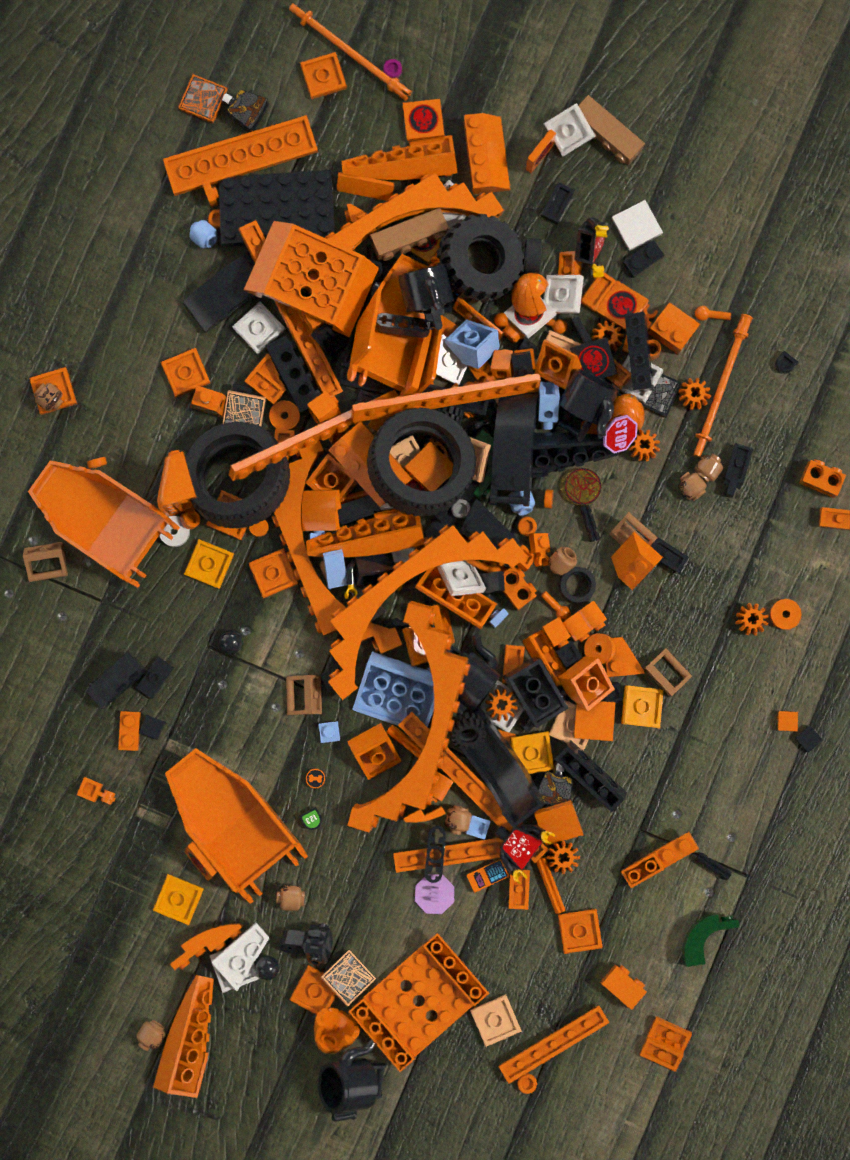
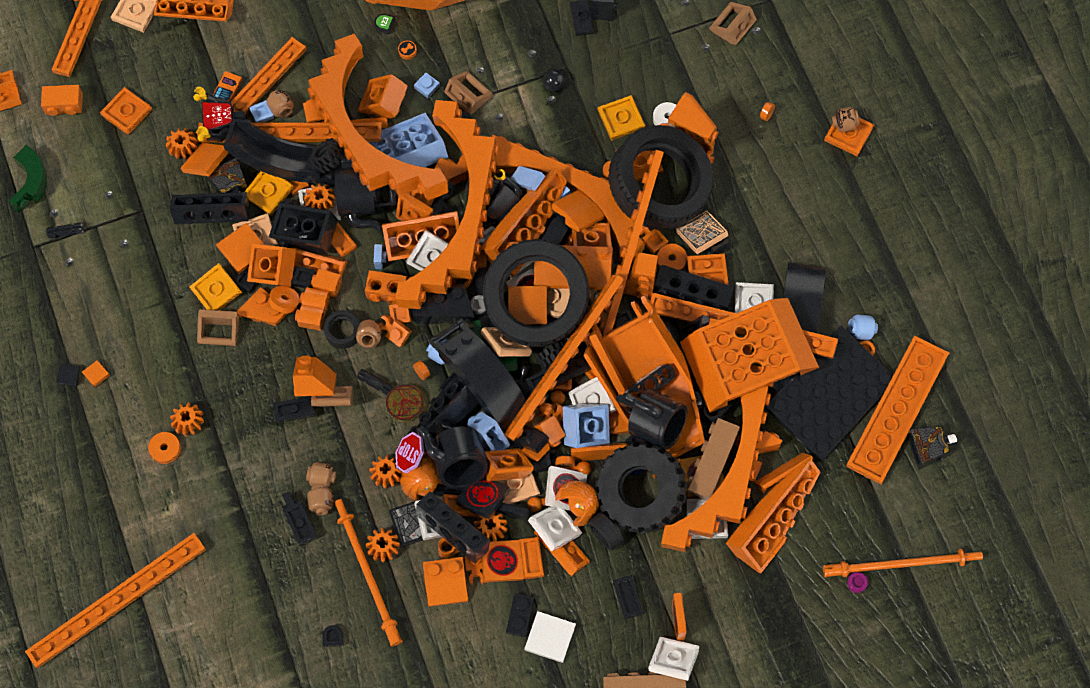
camera: 140 degrees right, 15 degrees down
(99, 516) = (725, 71): orange windscreen -> none
(185, 372) = (772, 225): orange tile -> none
(203, 98) = (970, 426): tile -> none
(209, 401) = (735, 215): orange torso -> none
(211, 193) = (888, 360): orange plate -> none
(273, 573) = (571, 148): orange tile -> none
(323, 75) = (902, 528): orange tile -> none
(418, 815) = (301, 83): orange slope -> none
(423, 119) = (793, 565): tile -> none
(434, 897) = (253, 50): lavender piece -> none
(442, 849) = (276, 75): black beam -> none
(486, 153) = (719, 581): orange slope -> none
(493, 581) = (404, 270): black tile -> none
(519, 892) = (186, 93): orange plate -> none
(527, 526) = (419, 339): orange tile -> none
(550, 885) = (172, 119): orange axle -> none
(561, 611) = (337, 304): orange bar -> none
(590, 243) = (572, 582): black torso -> none
(659, 859) = (110, 199): orange slope -> none
(703, 313) = (433, 617): orange bar -> none
(821, 483) = (221, 565): orange brick -> none

